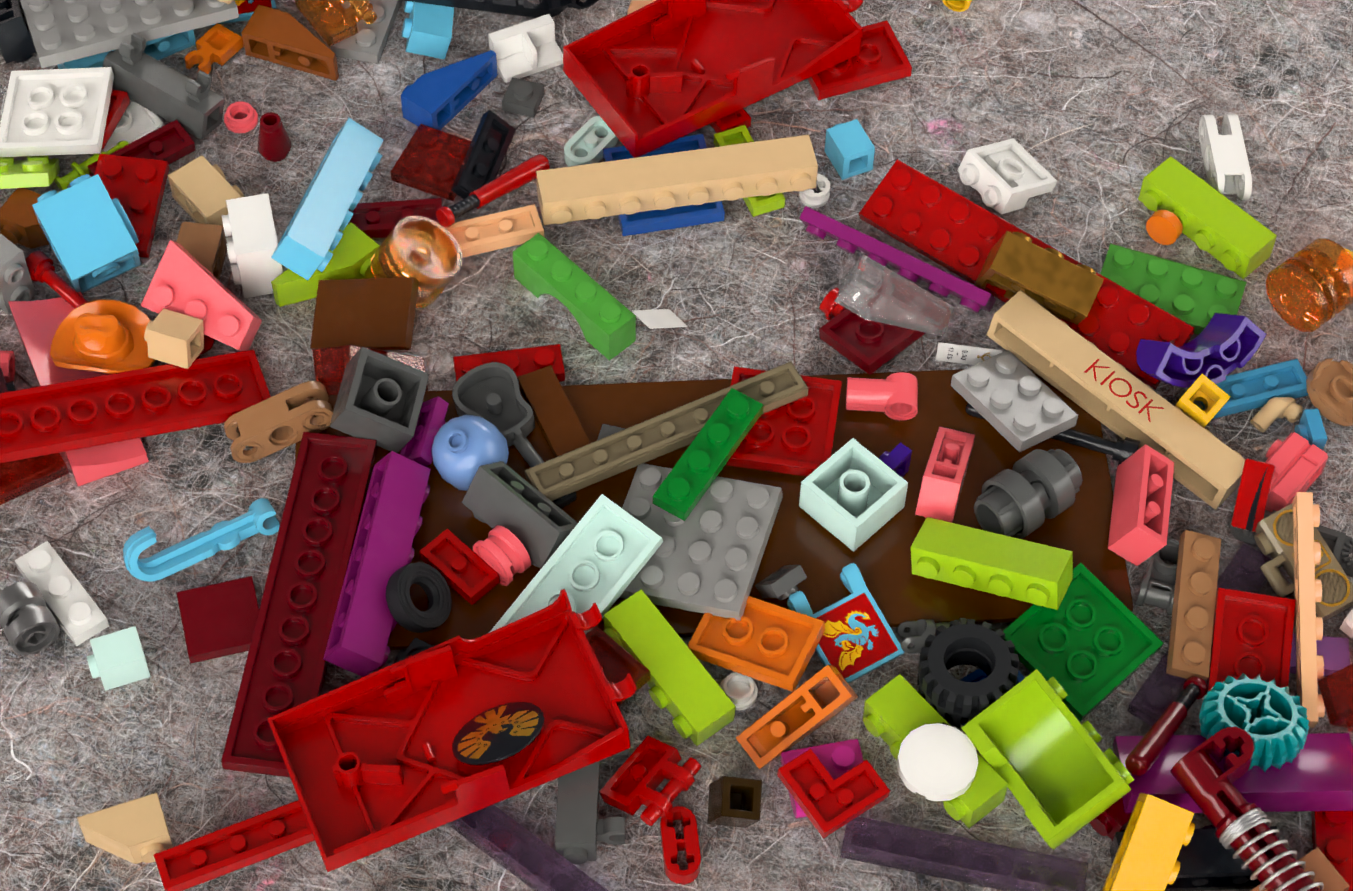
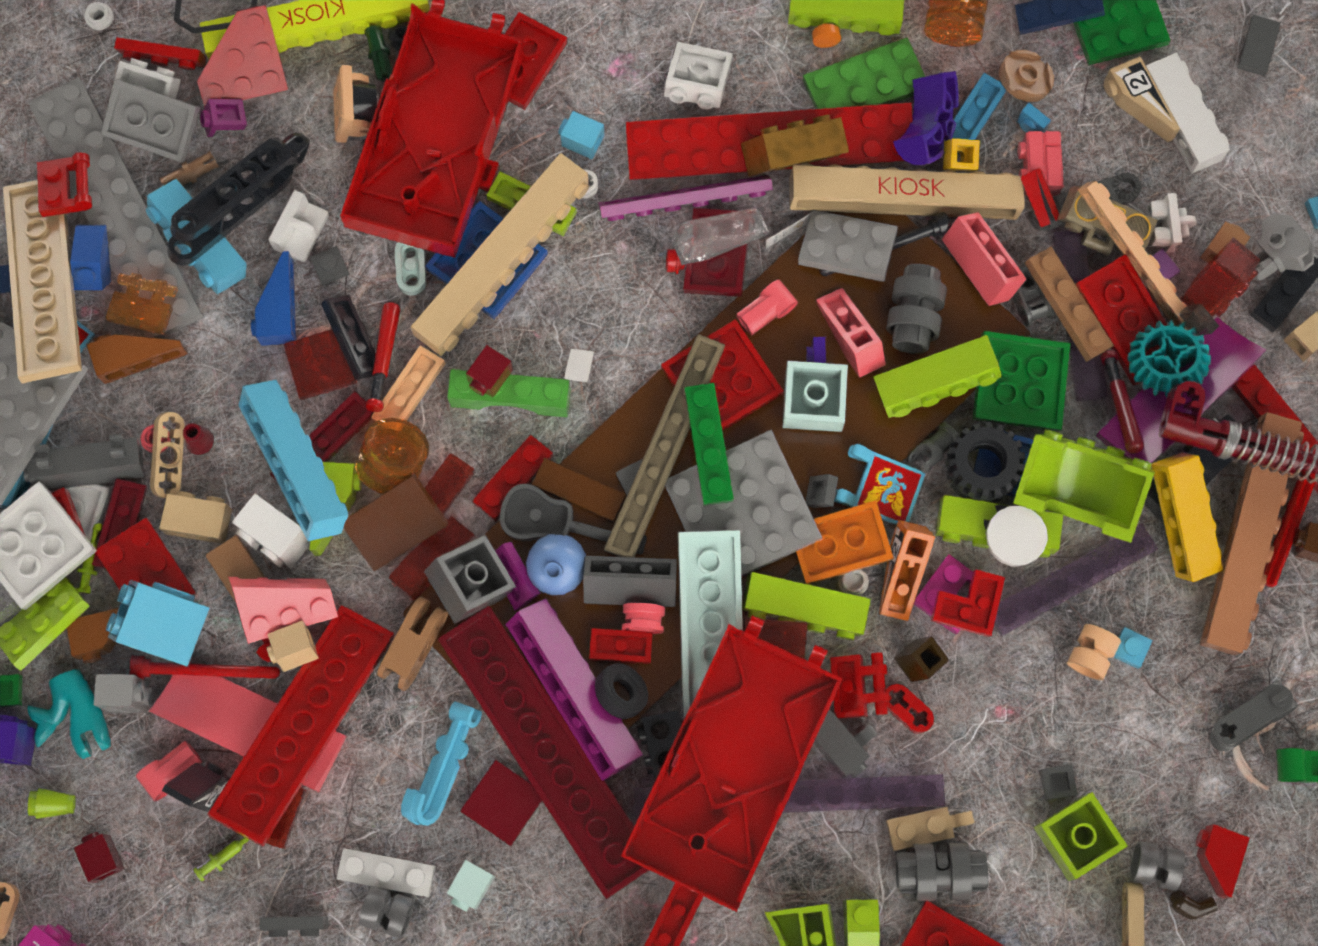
camera: 40 degrees left, 20 degrees up
(102, 338) = (241, 685): orange hat -> none
(216, 46) = (83, 400): orange plate -> none
(247, 108) = (158, 433): none -> tan beam
(444, 329) = (449, 482): none -> clear red plate
(498, 733) = (767, 746): shield -> none
(566, 249) = (489, 372): none -> dark red brick
(1277, 408) = (997, 121): tan arm -> none
(1319, 710) = (1198, 317): none -> clear smoke plate

